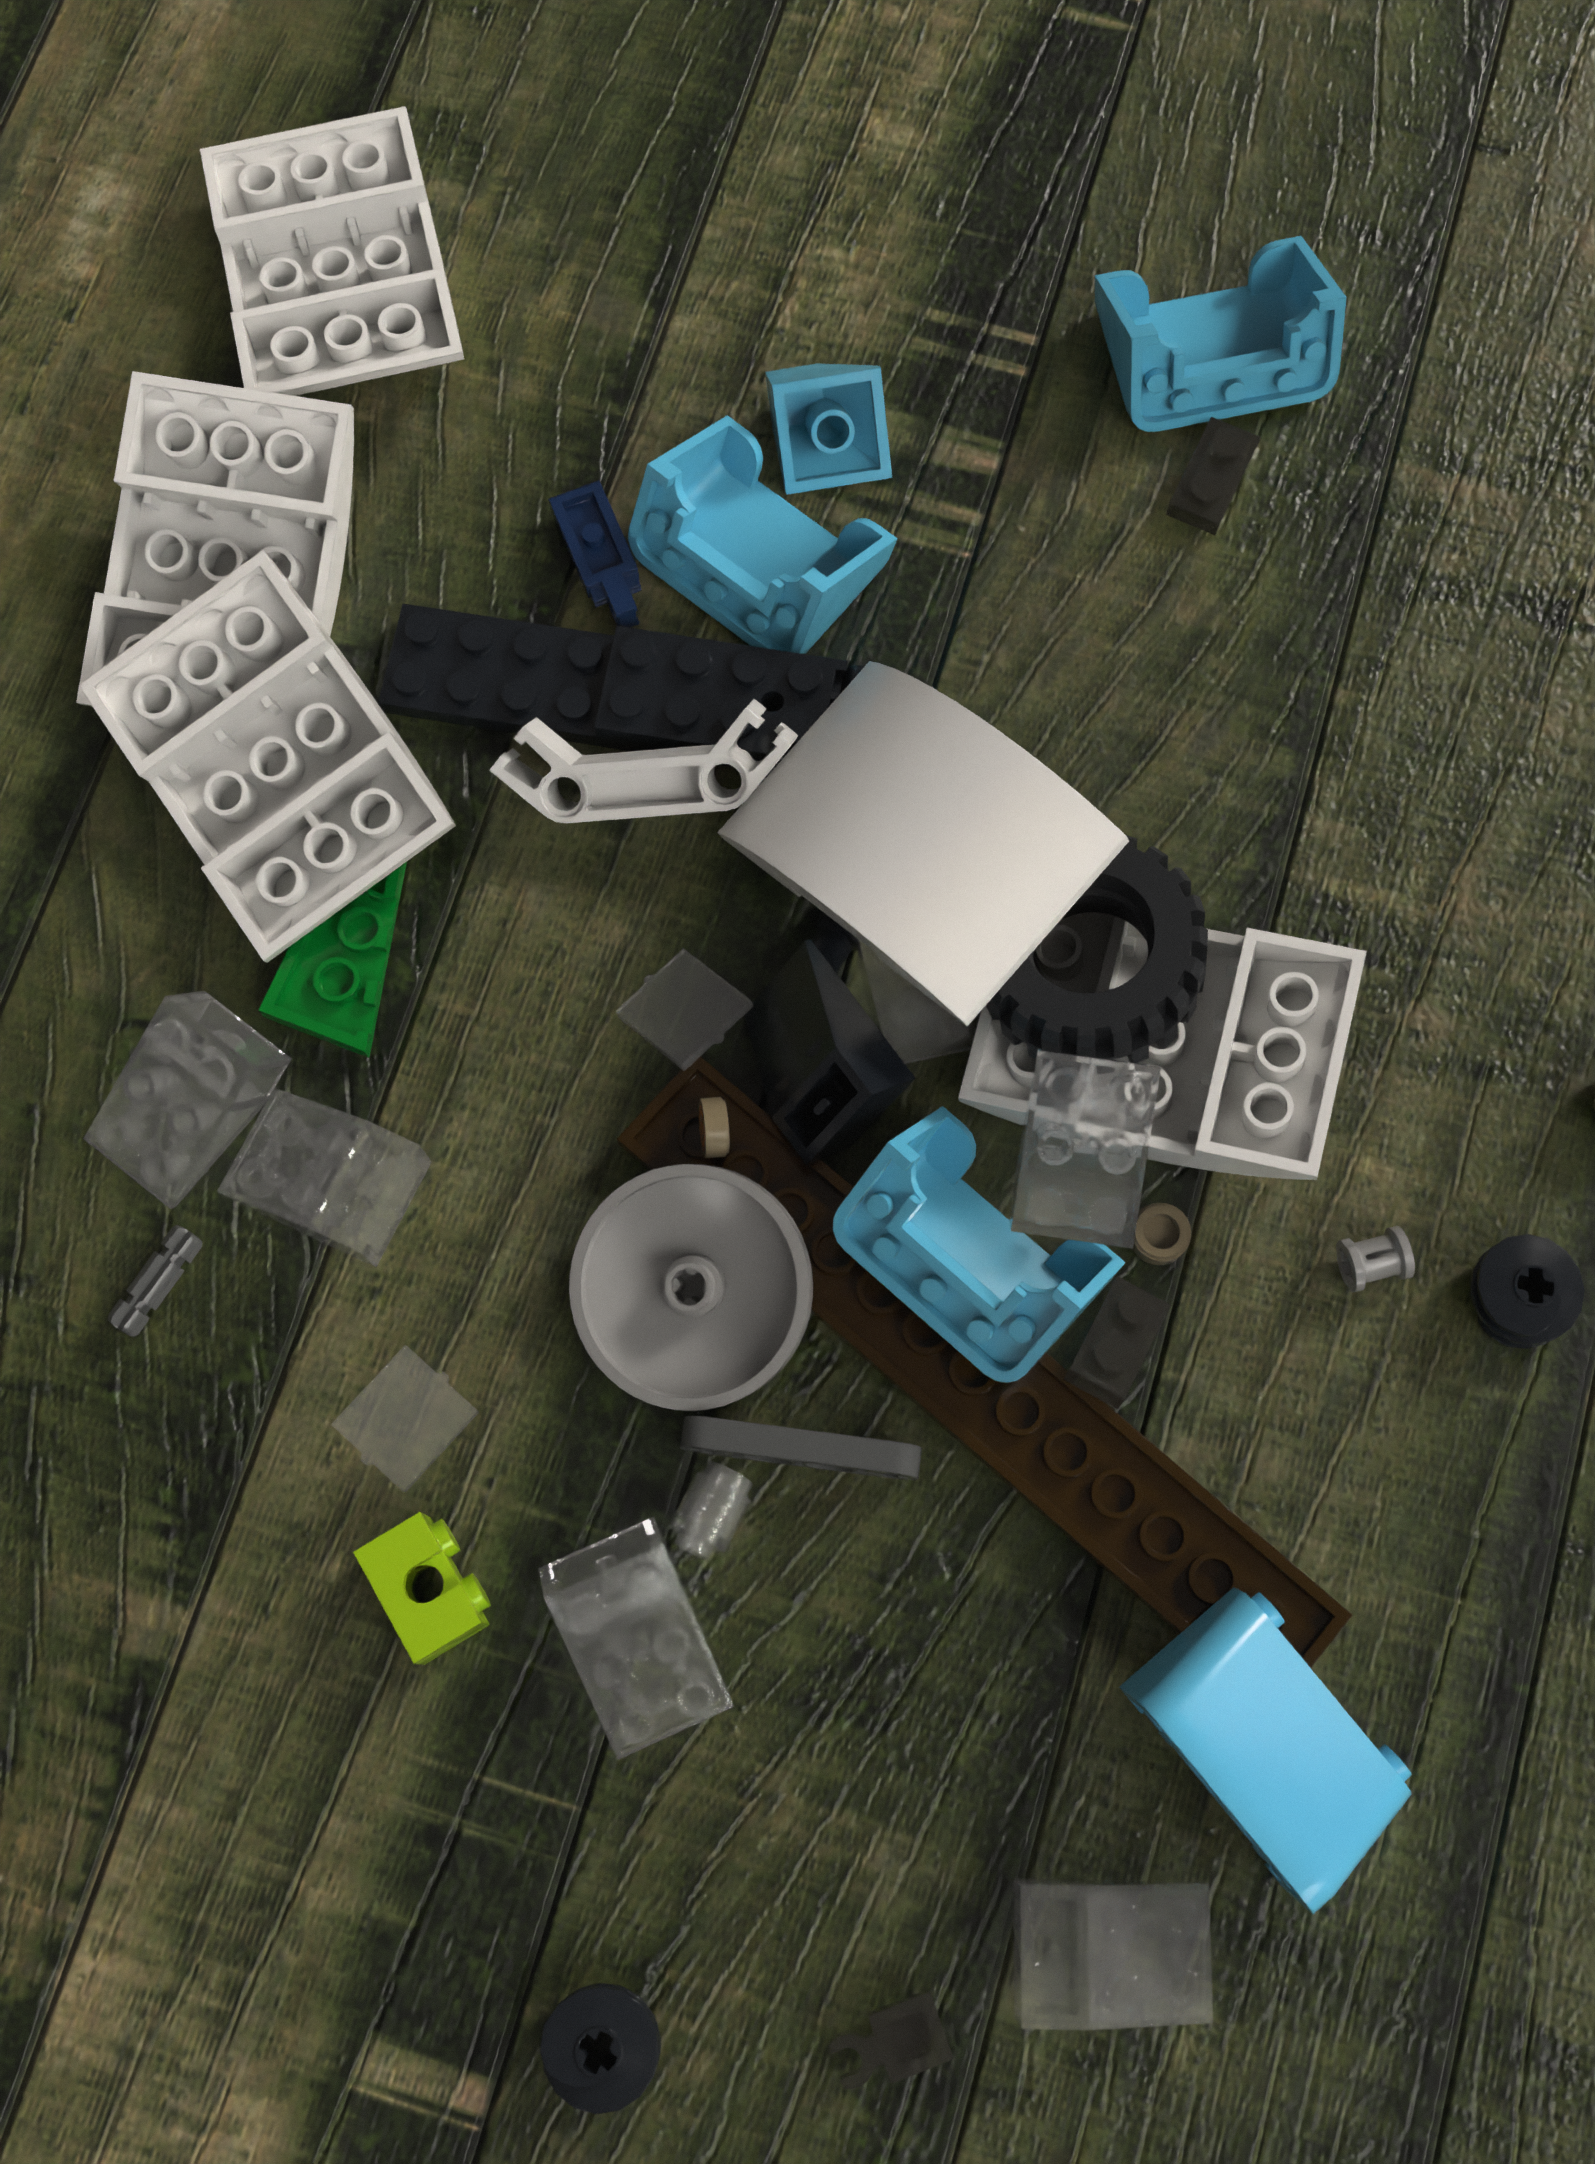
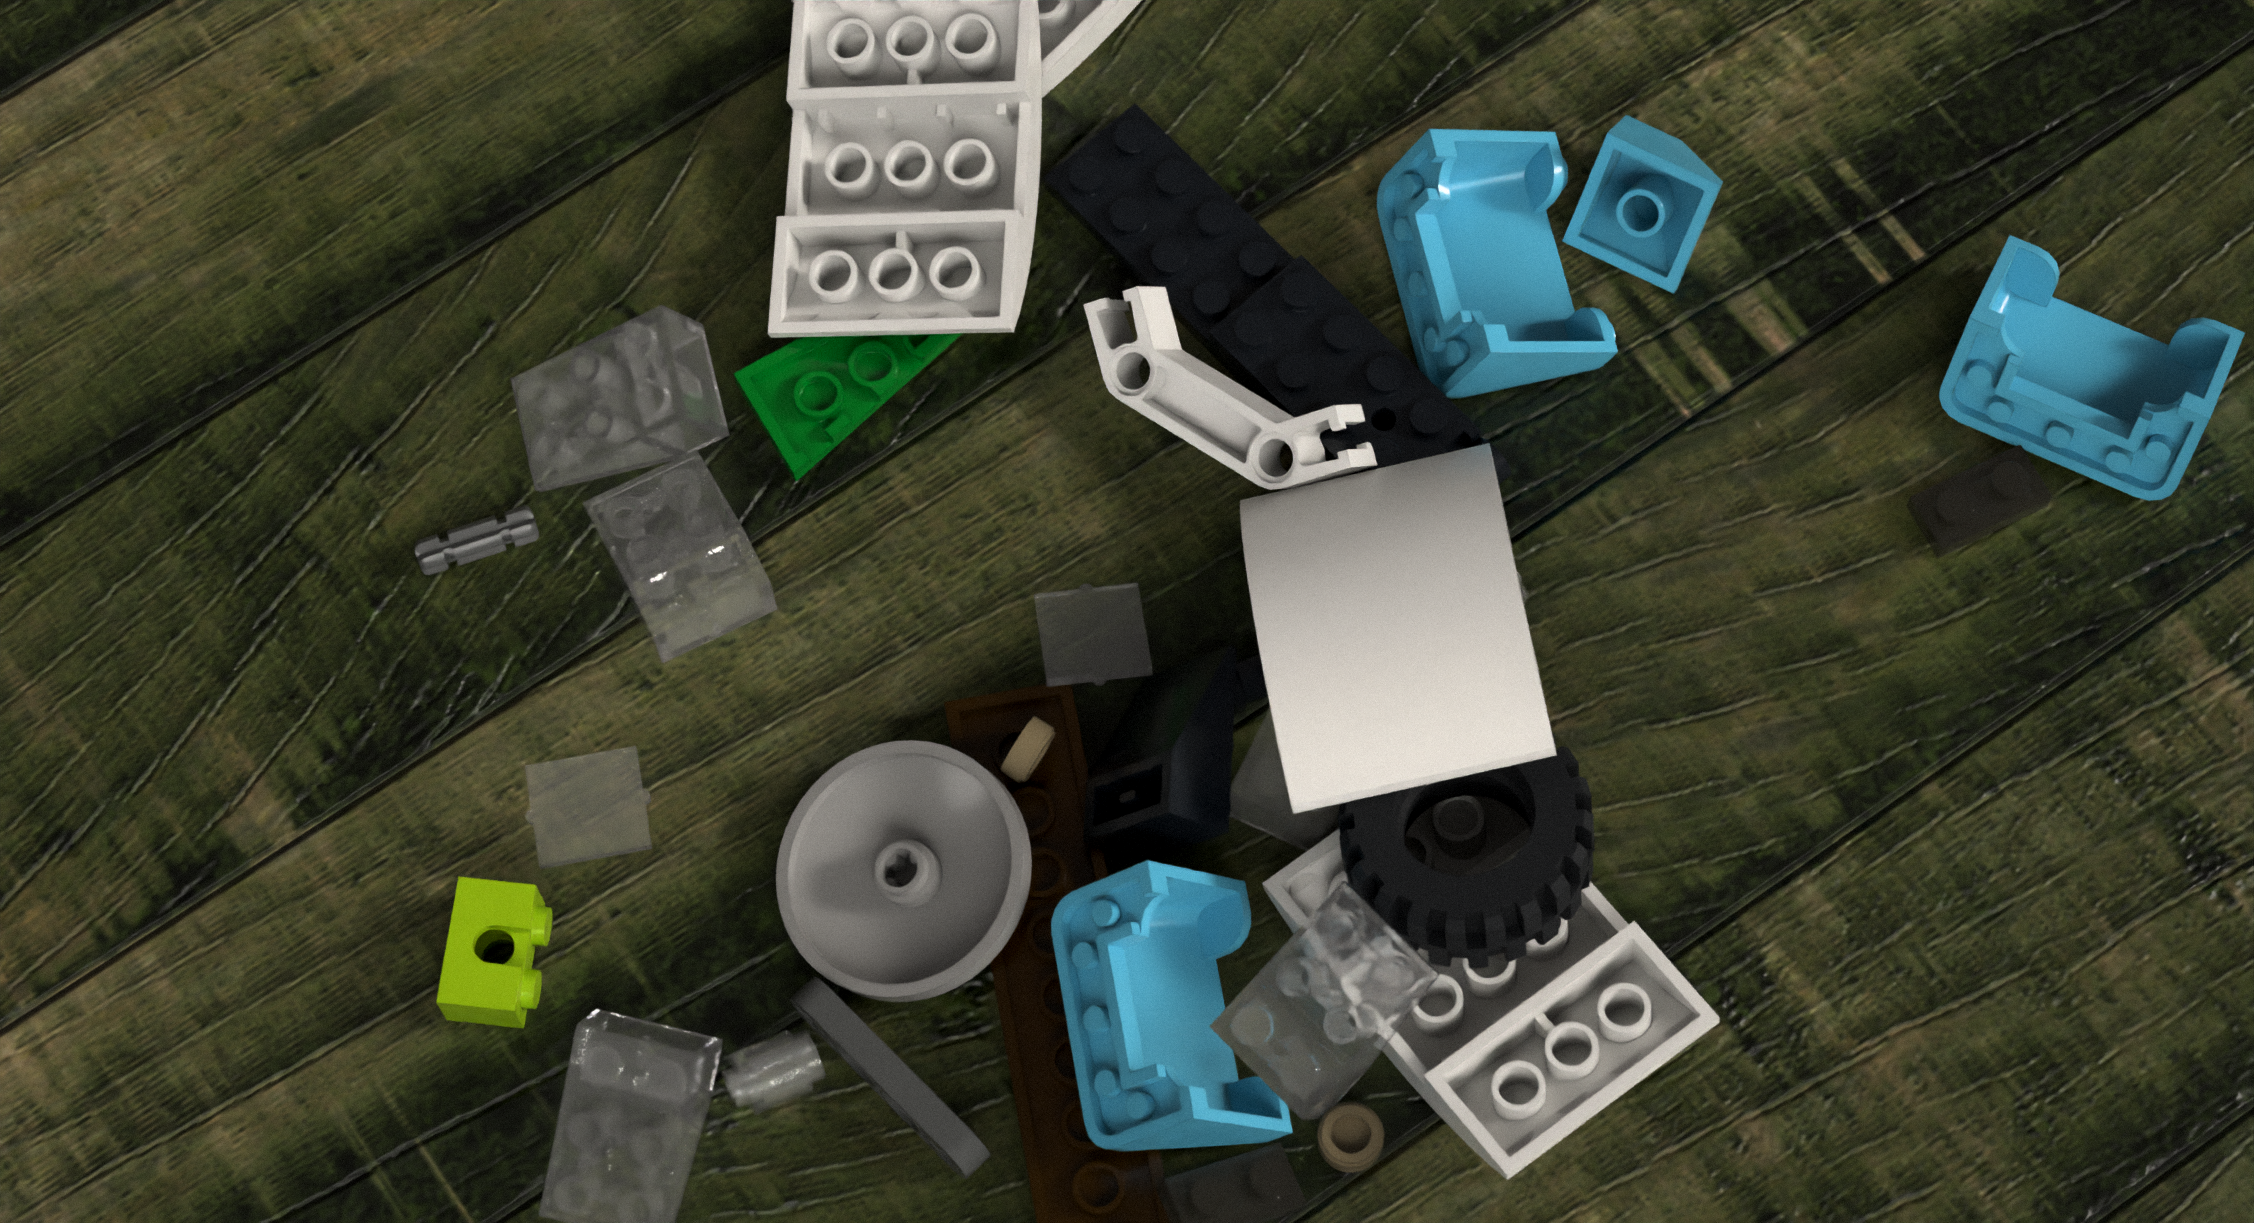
camera: 40 degrees right, 5 degrees down
(598, 550) = (1346, 175): dark blue hinge -> none

